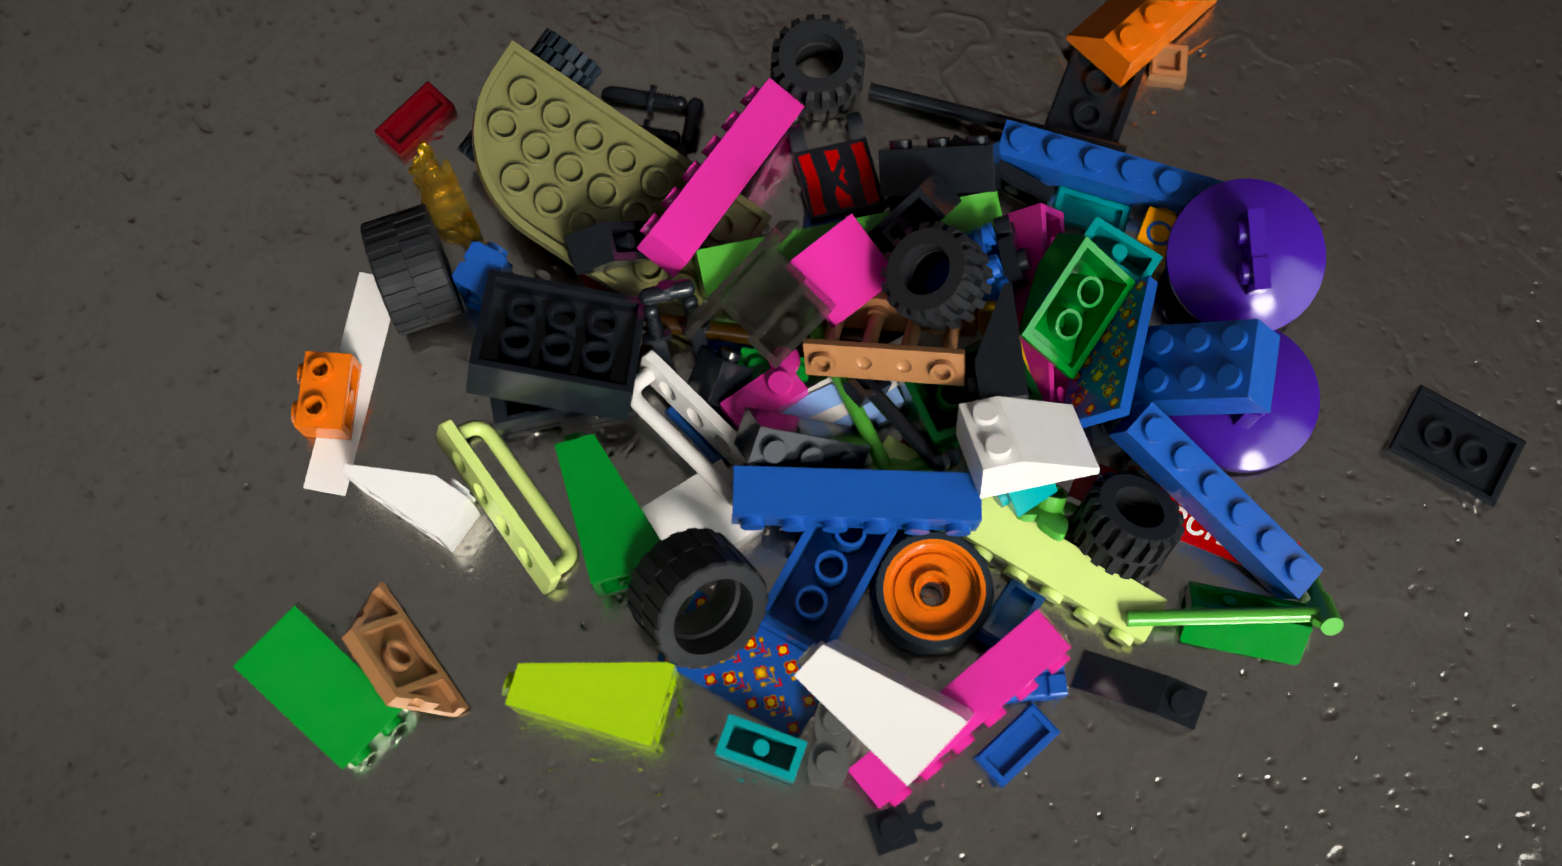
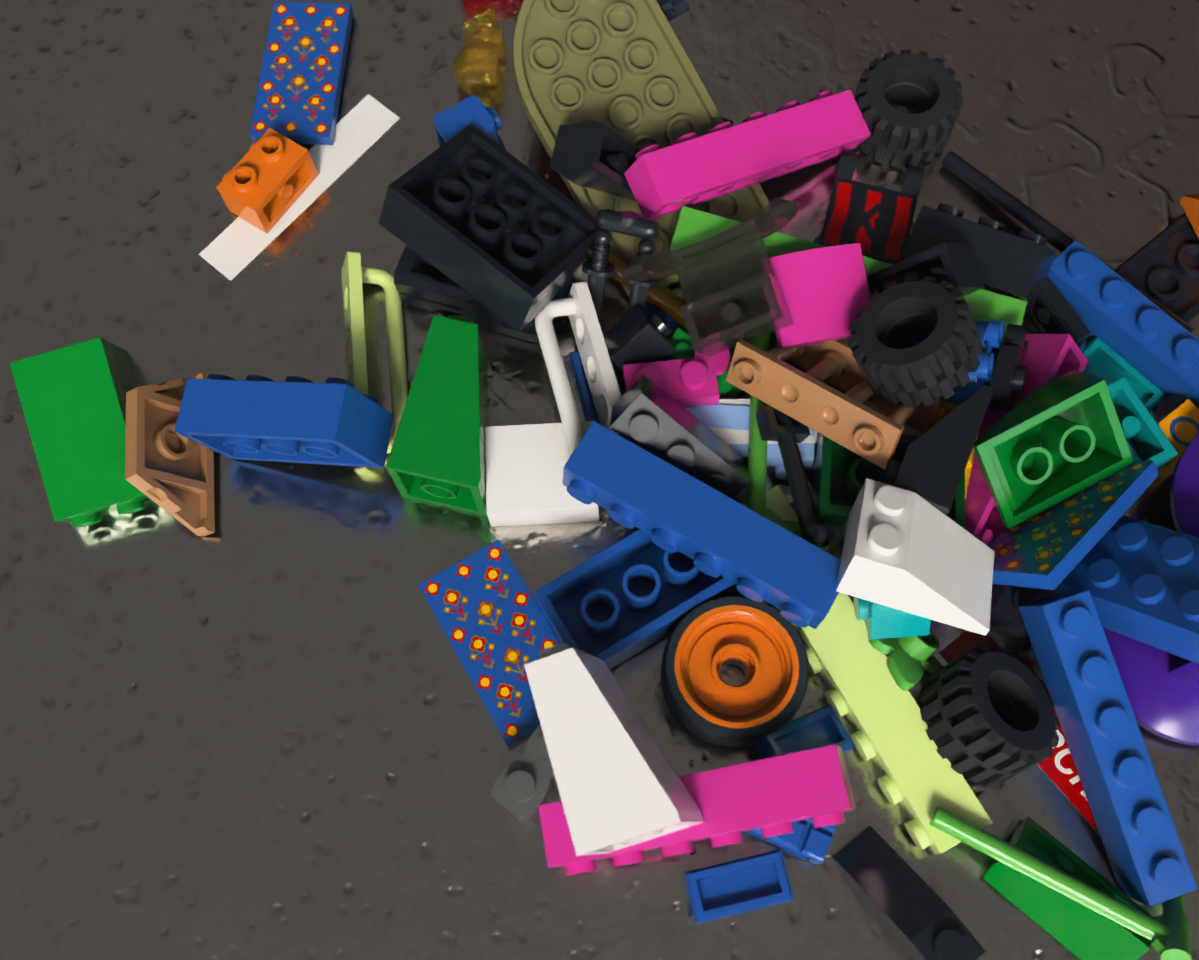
camera: 35 degrees right, 5 degrees down
(292, 282) = (303, 71): none -> blue tile
(411, 269) = (397, 92): black tyre -> none
(424, 500) = (292, 323): white slope -> none
(484, 591) = (286, 420): none -> blue brick
(602, 699) = (342, 594): lime slope -> none
(650, 98) = (727, 68): black piece -> none
(718, 625) = (490, 582): black tyre -> none
(761, 749) = (463, 732): teal brick -> none
(896, 828) = (557, 900): black plate -> none

